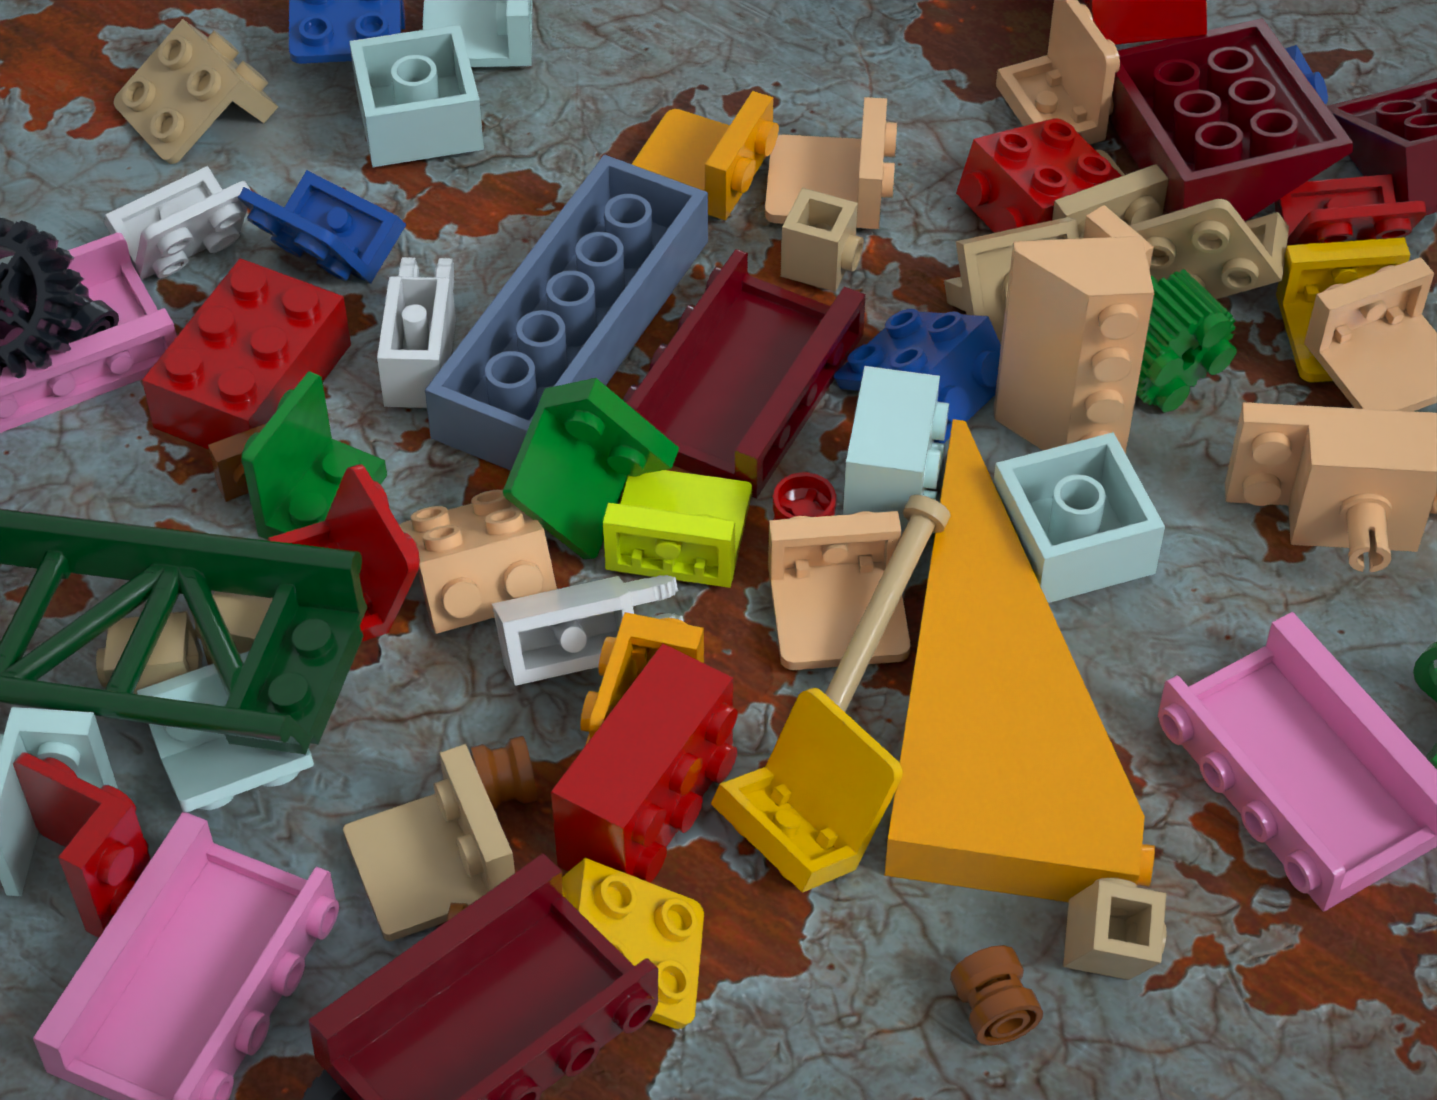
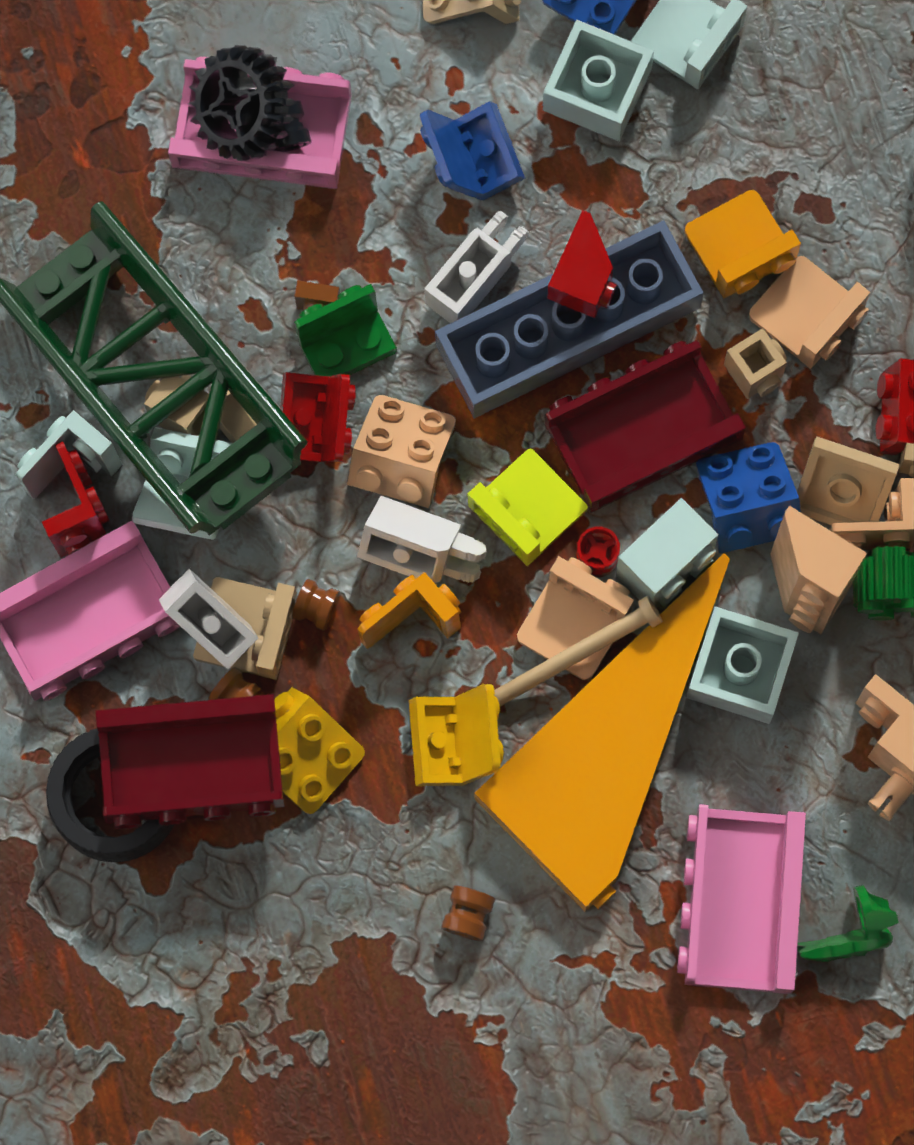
camera: 40 degrees right, 25 degrees up
(179, 222) = (391, 87): white bracket -> none
(244, 354) = (365, 224): red brick -> none
(378, 845) = (208, 618): none -> white brick
(558, 228) = (583, 271): none -> red slope
(579, 460) = (485, 440): green bracket -> none
(647, 767) = (381, 664): red brick -> none
(1115, 929) = (552, 925): tan brick -> none

